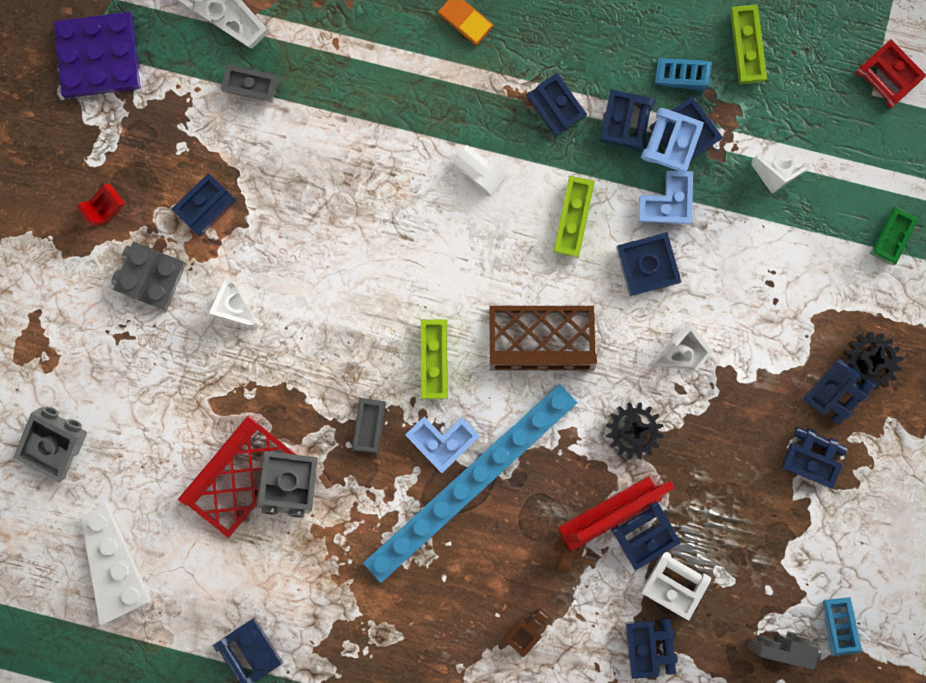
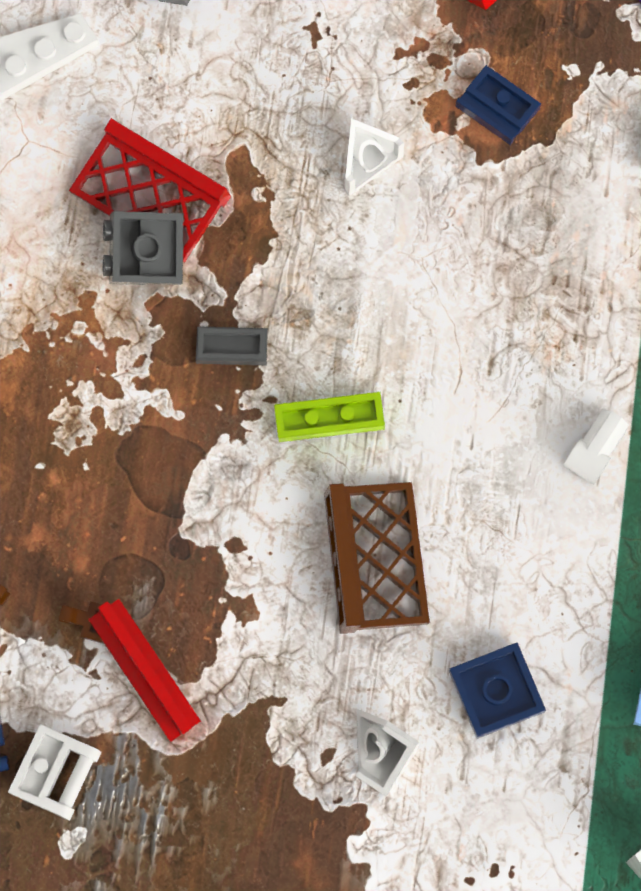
camera: 85 degrees right, 10 degrees down
(148, 275) = (396, 50): dark grey plate -> none
(439, 448) = (210, 440): light blue plate -> none
(470, 483) = (172, 487): dark azure plate -> none
(573, 216) = (550, 580): lime plate -> none
(636, 443) = (278, 688): black gear -> none
(650, 542) = (109, 729): dark blue plate -> none
(674, 206) = (586, 720): light blue plate -> none

